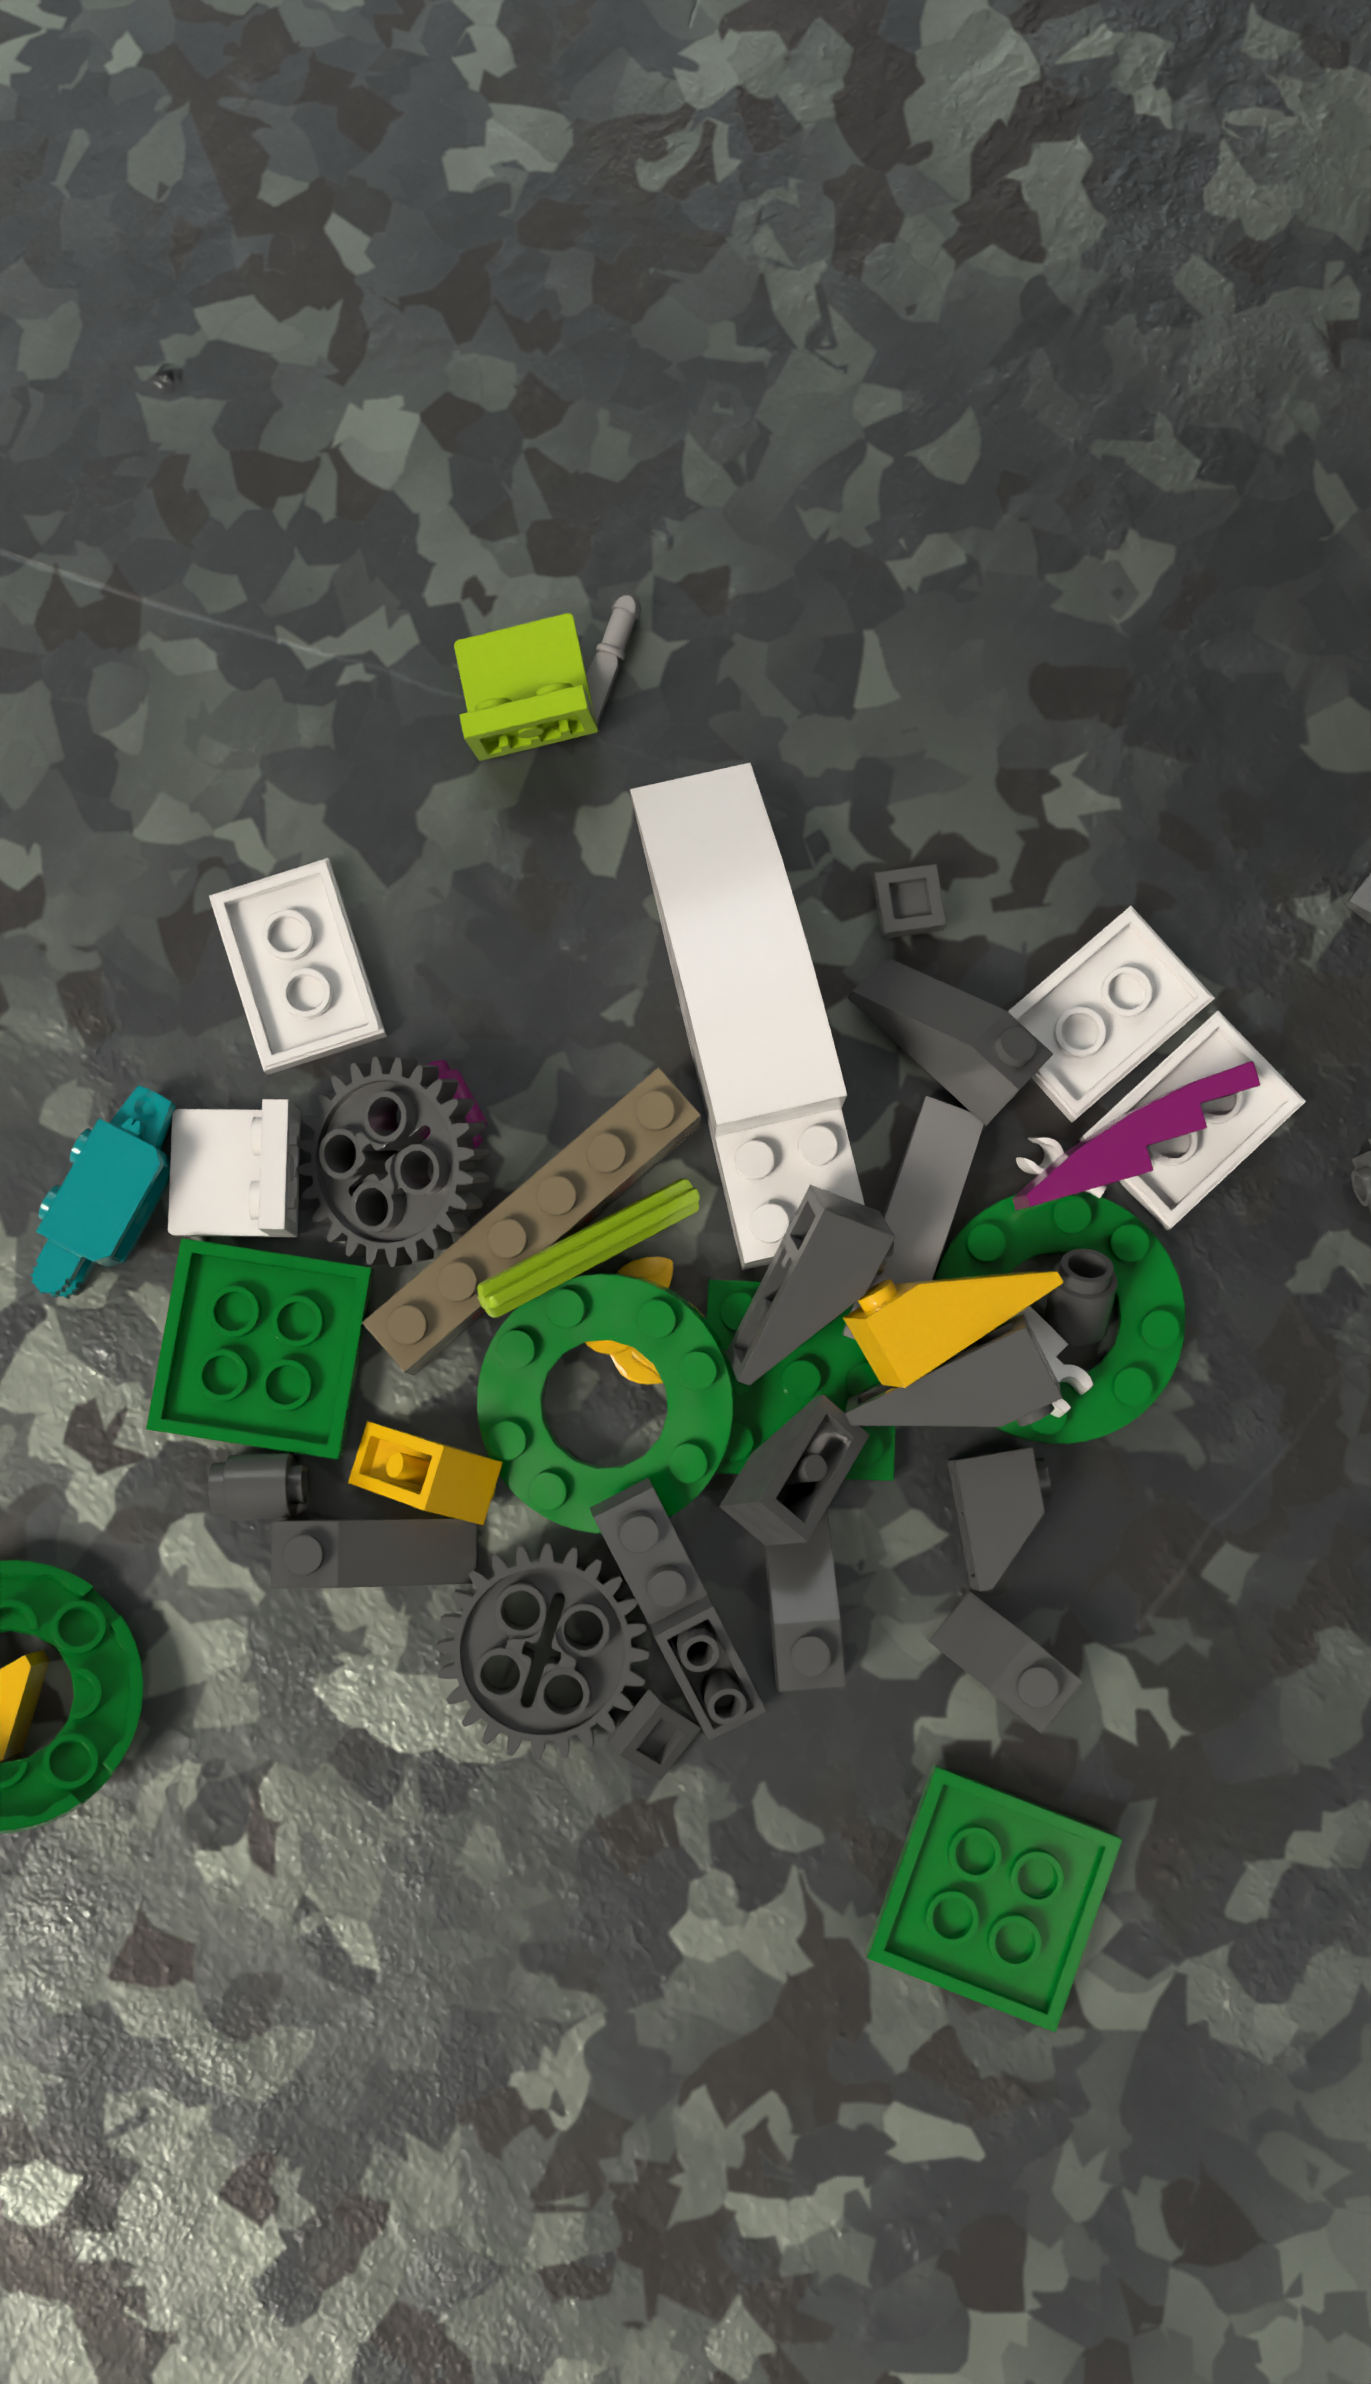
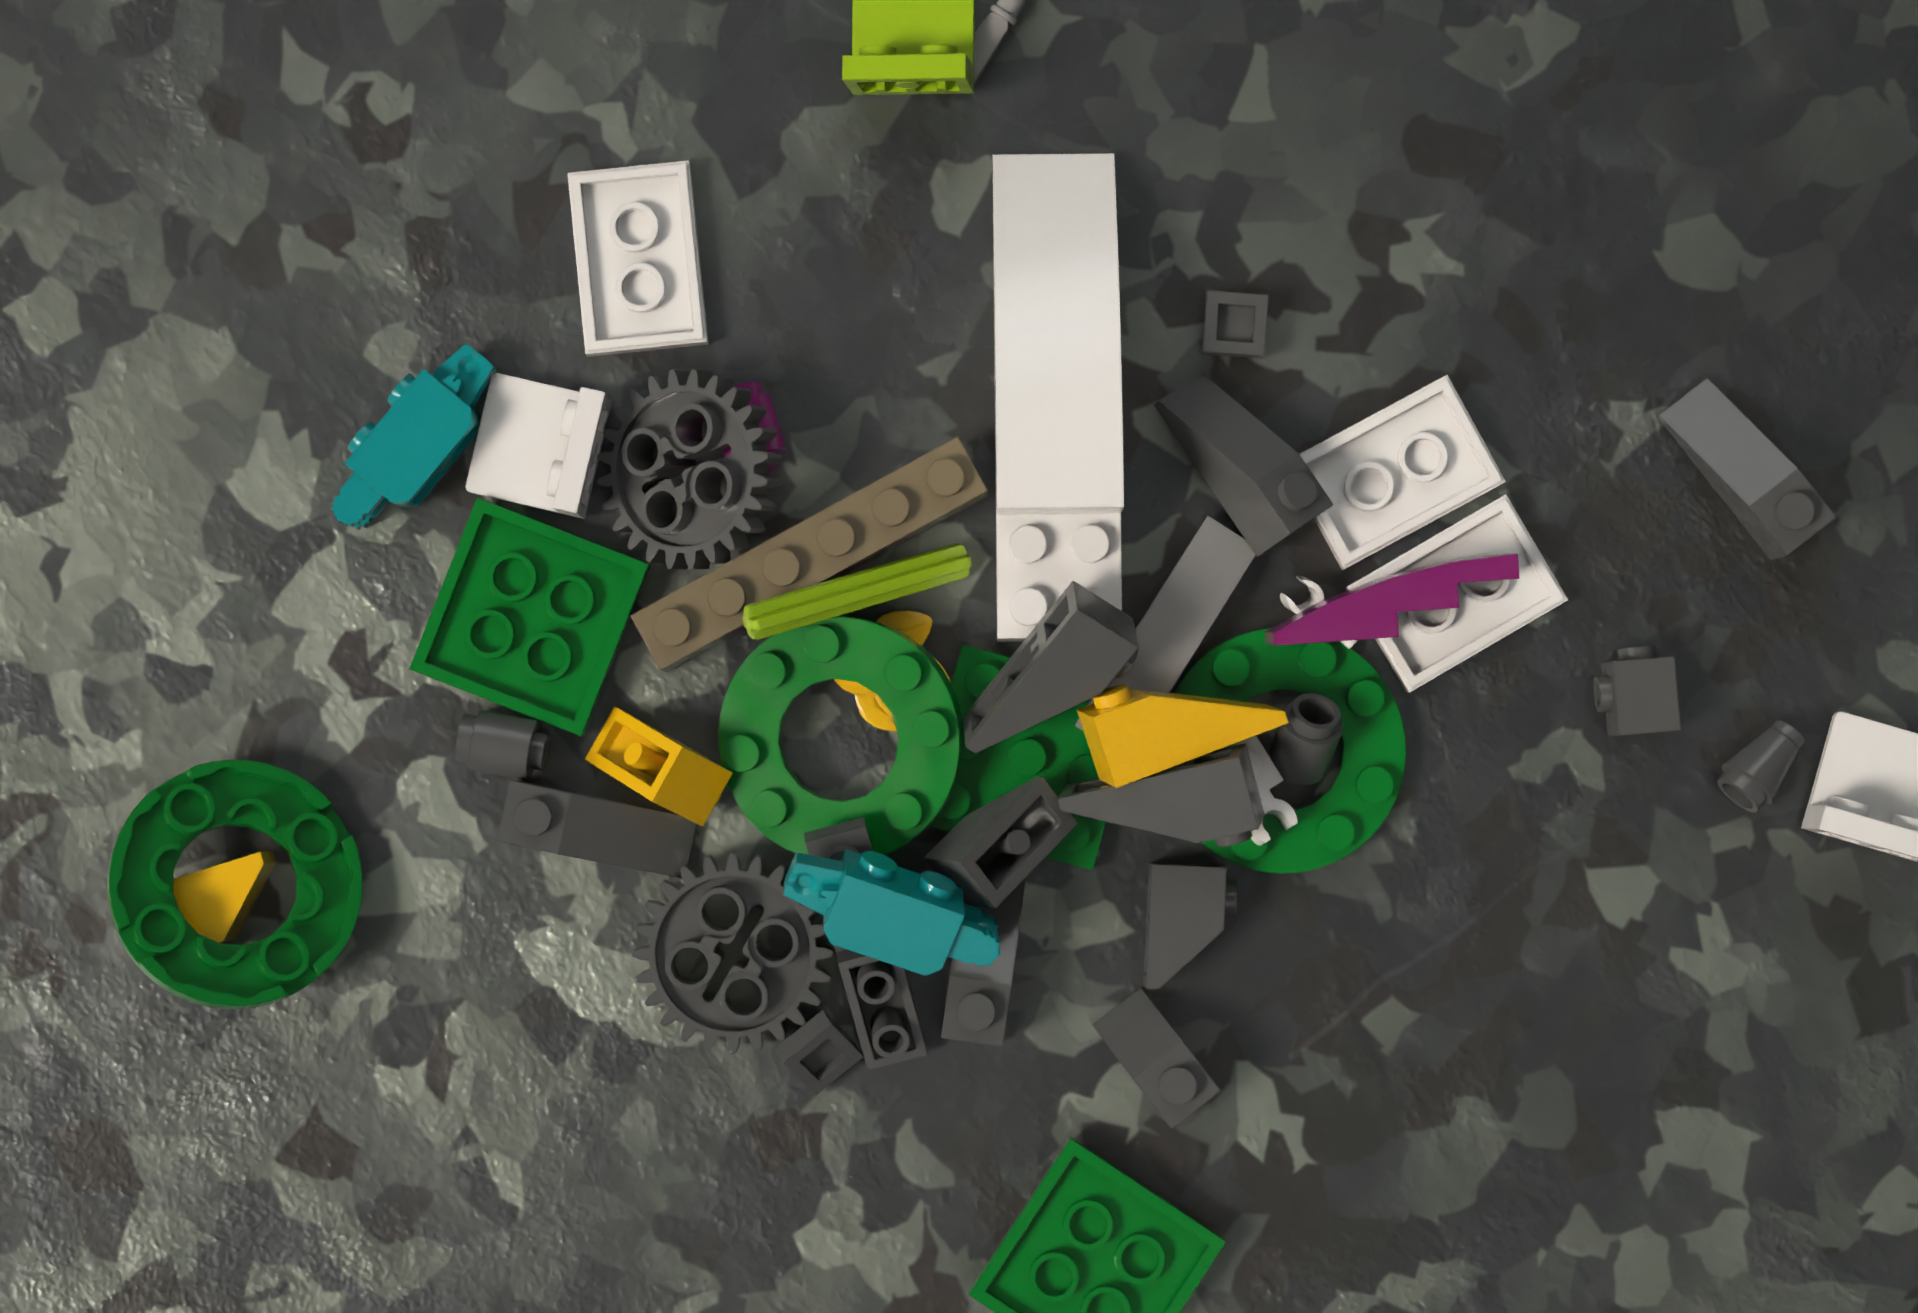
camera: 20 degrees right, 5 degrees up
(700, 1570) = (892, 911): none -> teal hinge

